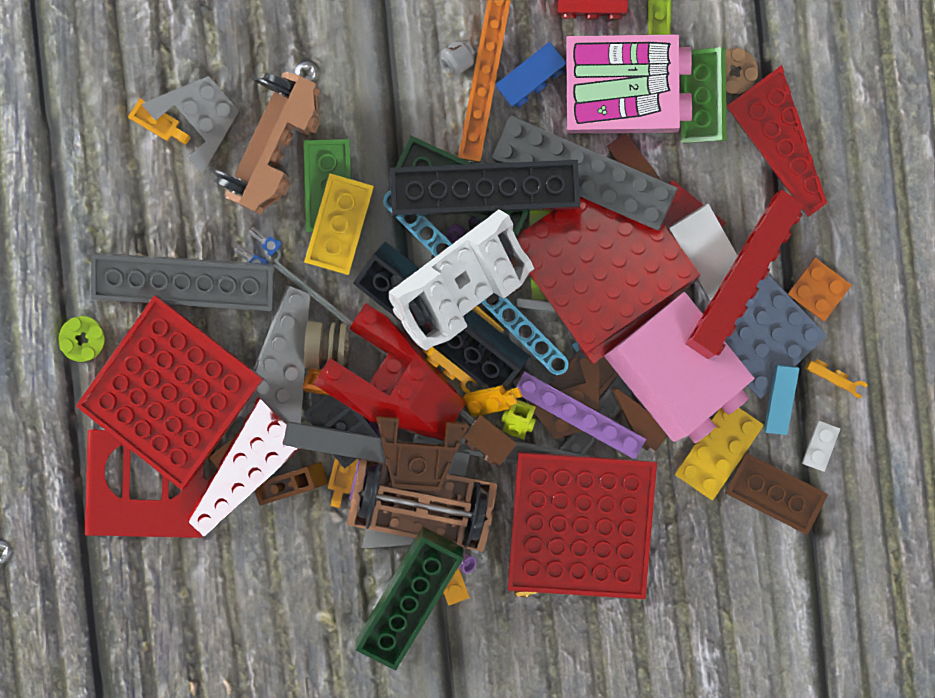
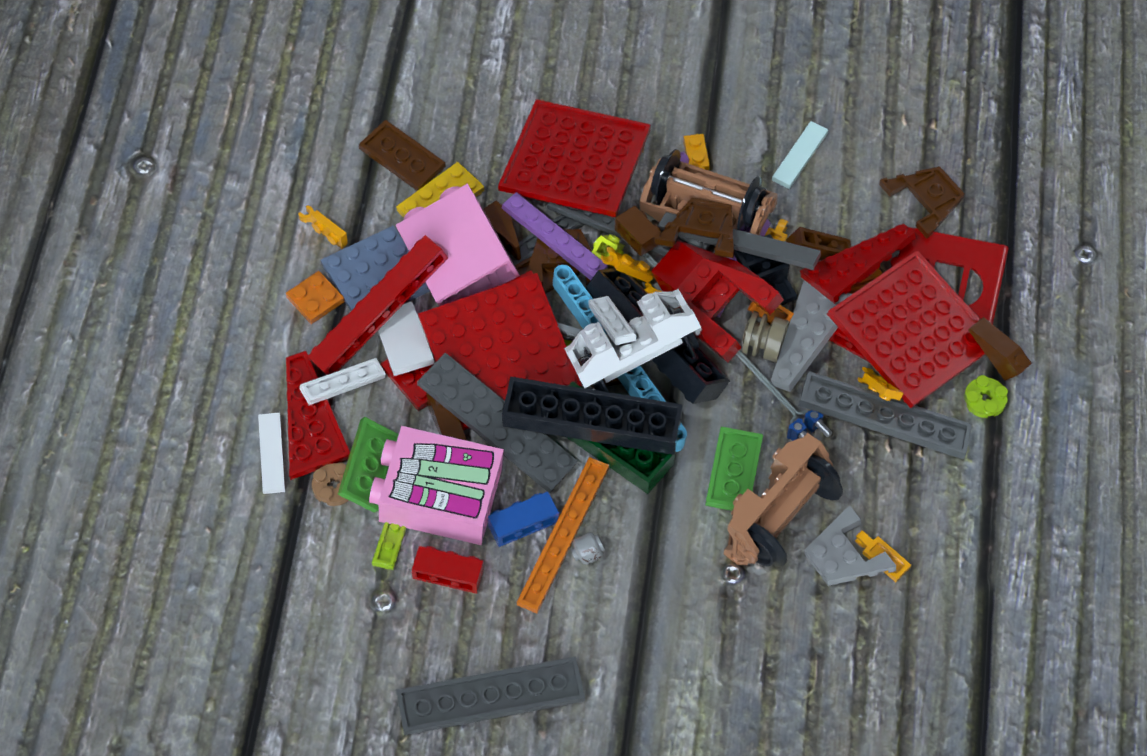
camera: 165 degrees left, 30 degrees down
(74, 390) = (1000, 349): none -> reddish brown slope
(176, 588) = (933, 190): none -> reddish brown wing
(189, 307) = (880, 385): none -> light orange plate
(334, 605) = (800, 155): none -> light aqua tile
(339, 224) = (731, 429): yellow plate -> none
(409, 598) = (735, 133): dark green brick -> none
(489, 301) = (612, 320): none -> white tile
(759, 189) = (342, 381): none -> white tile
(781, 399) = (375, 219): medium azure tile -> none
(808, 92) = (271, 453): none -> white tile
(821, 446) = (352, 183): white plate -> none

